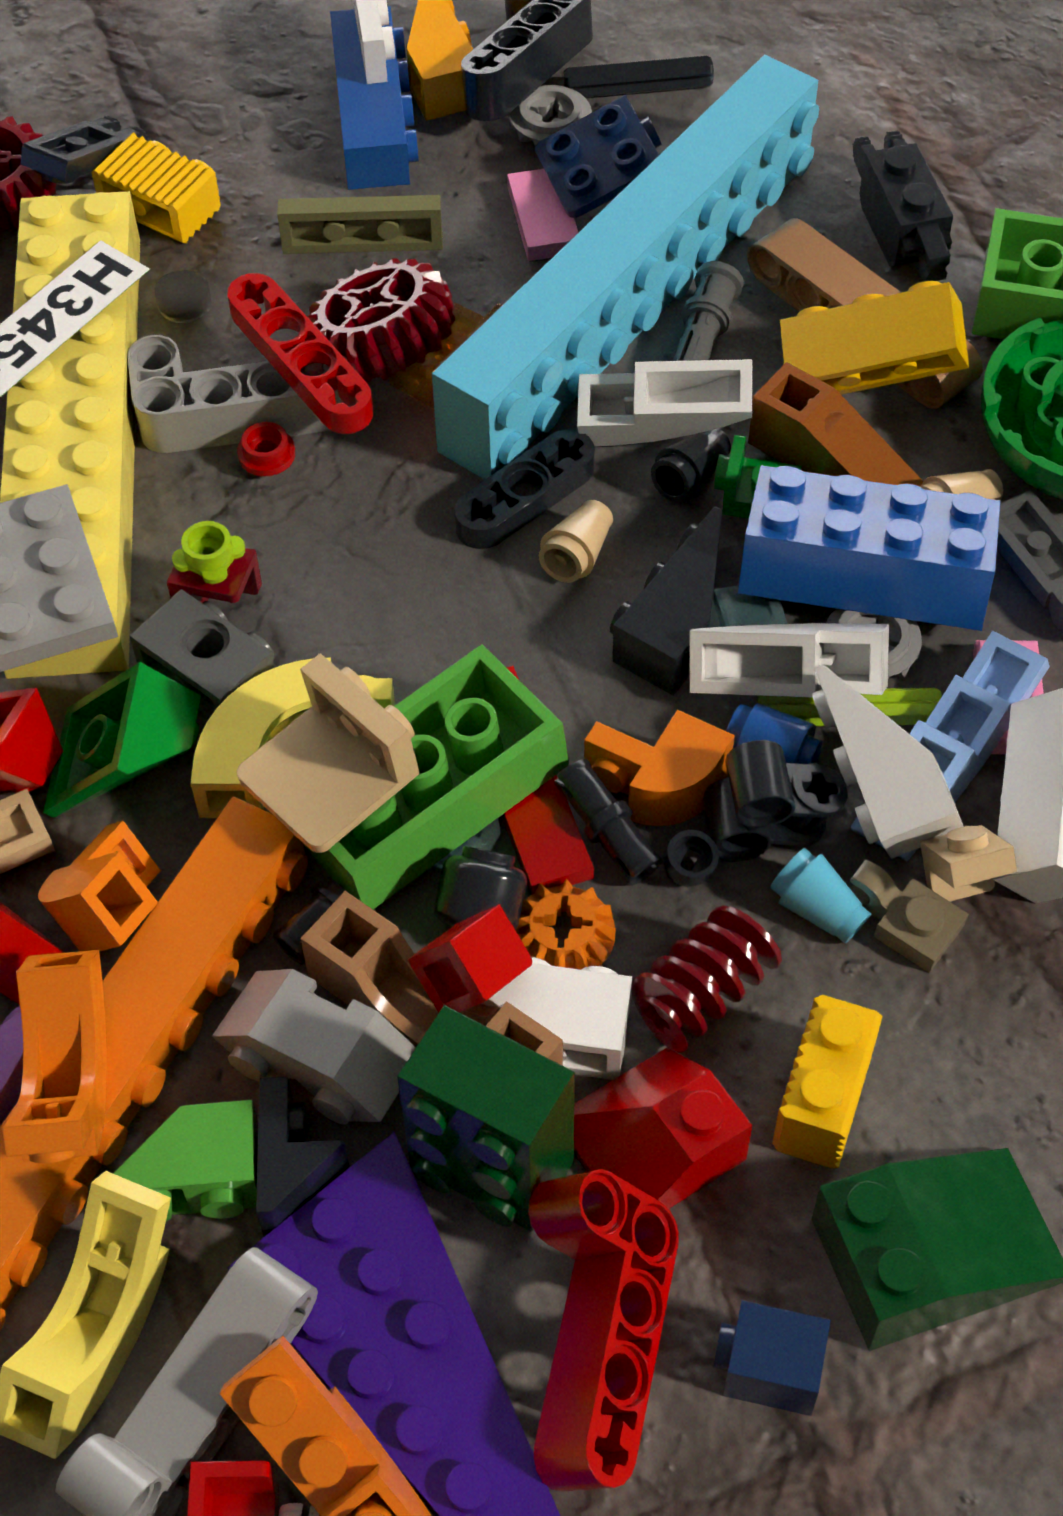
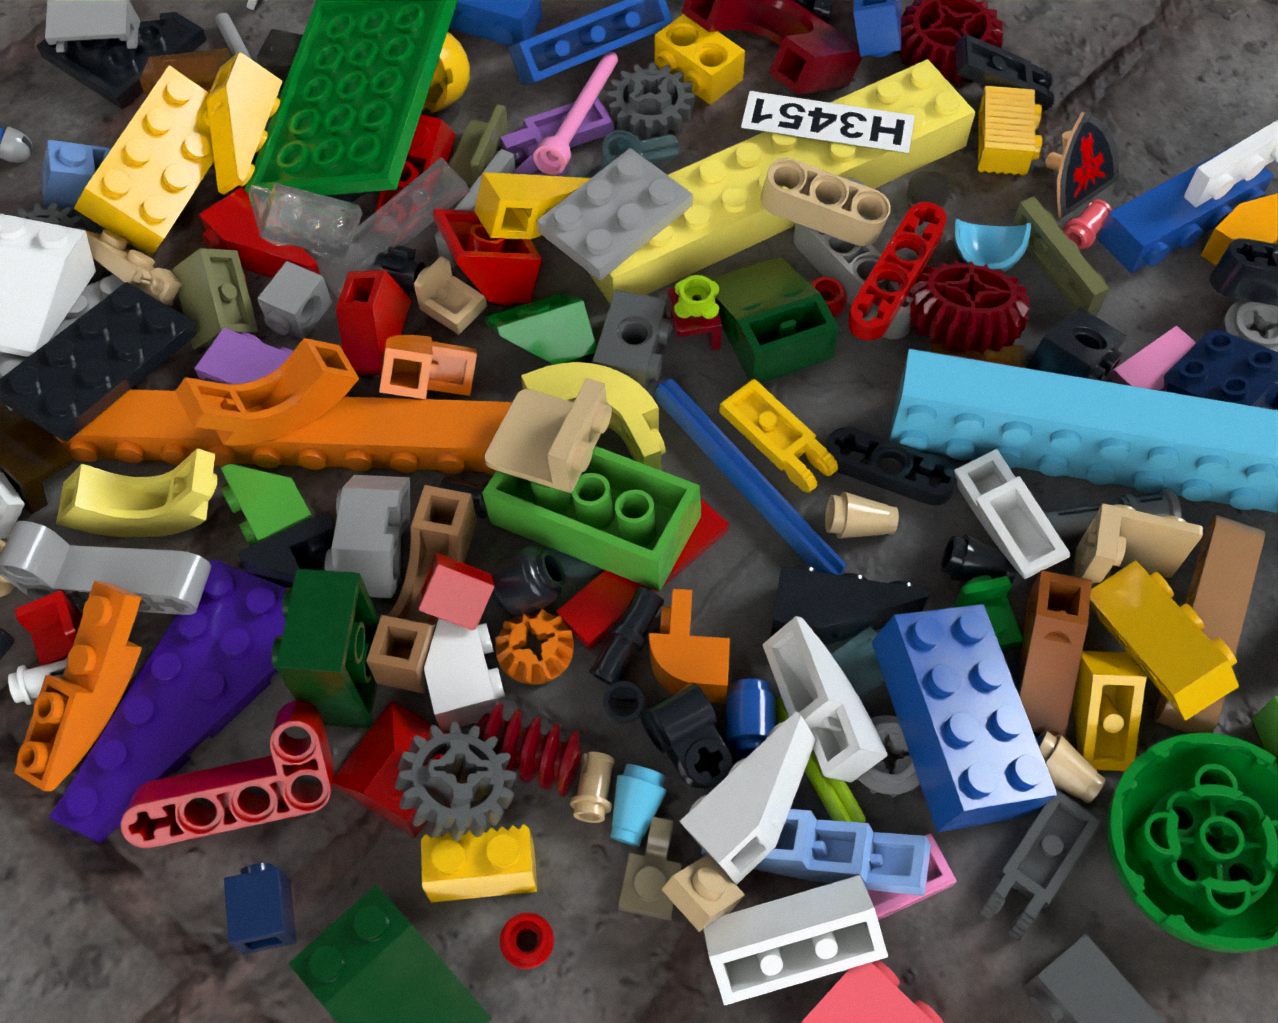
camera: 65 degrees right, 5 degrees up
(169, 368) = (845, 197): none -> tan beam
(258, 146) = (1086, 164): none -> shield
(275, 494) = (774, 319): none -> dark green slope
(311, 262) = (991, 245): none -> medium azure helmet
(329, 177) = (1086, 226): none -> coral pin
(424, 570) = (777, 434): none -> yellow hinge
(464, 625) = (748, 479): none -> blue axle
(496, 256) = (1079, 347): none -> black brick
(738, 1039) = (449, 785): none -> dark grey gear
(754, 316) = (1125, 535): none -> tan bracket
(796, 939) = (593, 788): none -> tan pin
(917, 424) = (1108, 709): none -> yellow slope
(935, 1056) = (520, 925): none -> red plate

